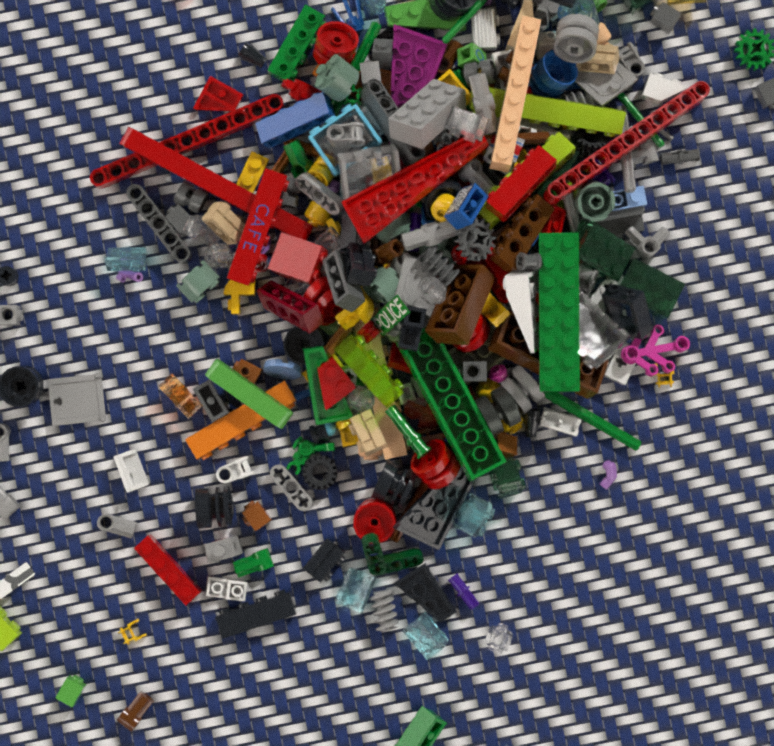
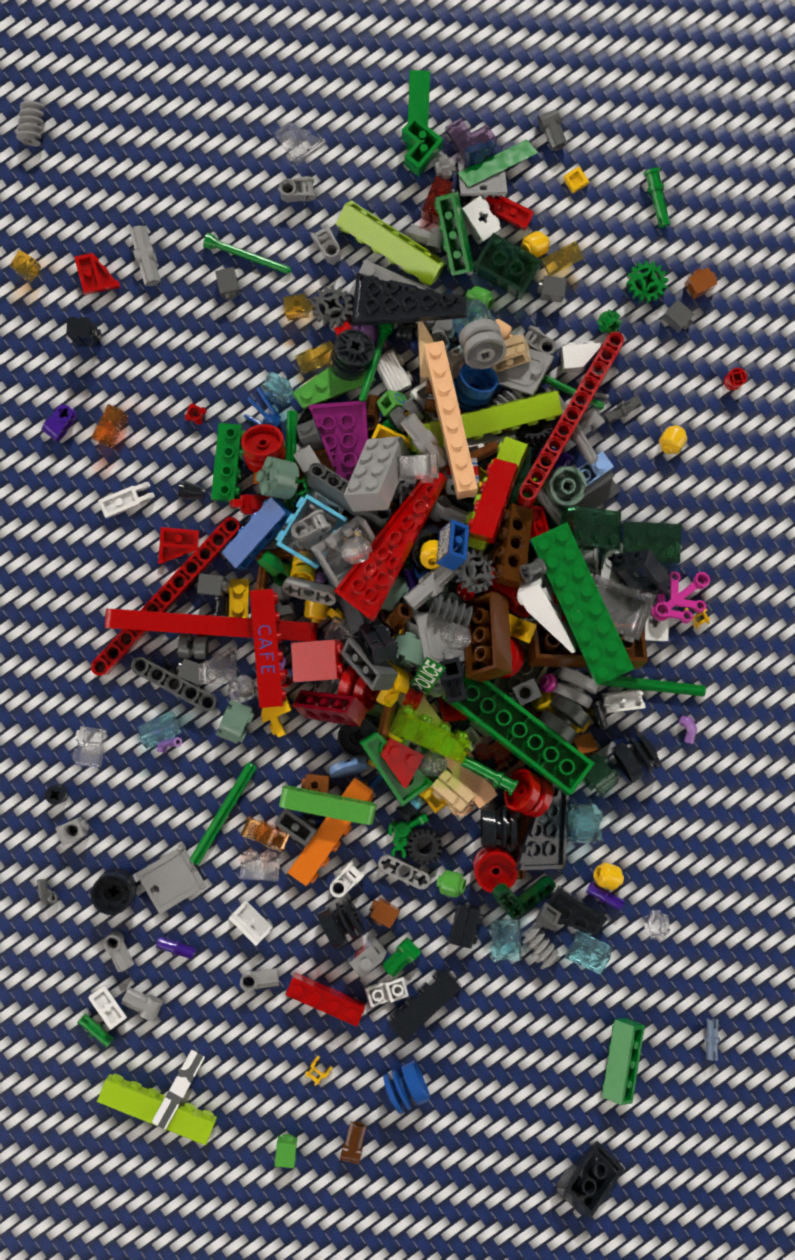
camera: 20 degrees left, 0 degrees up
(53, 463) = (175, 947): none -> dark purple axle
(57, 246) = (90, 746): none -> clear brick
(150, 361) = (223, 813): none -> green axle
(162, 423) = (260, 866): none -> clear brick
(188, 36) = (124, 500): none -> white hinge
(206, 681) = (404, 1088): none -> blue wheel
(224, 222) = (234, 656): tan brick -> none
(232, 171) = (220, 606): none -> black bush
(233, 150) = (213, 585): none -> dark grey brick
(329, 517) = (451, 884): none -> bright green head
(377, 173) = (356, 550): none -> clear head
(403, 585) = (548, 916): none -> dark grey tile
(475, 574) = (608, 876): none -> yellow head
(548, 477) = (636, 757): none -> black wheel
(653, 242) = (622, 503): light grey axle -> none
(703, 70) = (609, 321): none -> green gear
(713, 204) = (673, 439): none -> yellow head

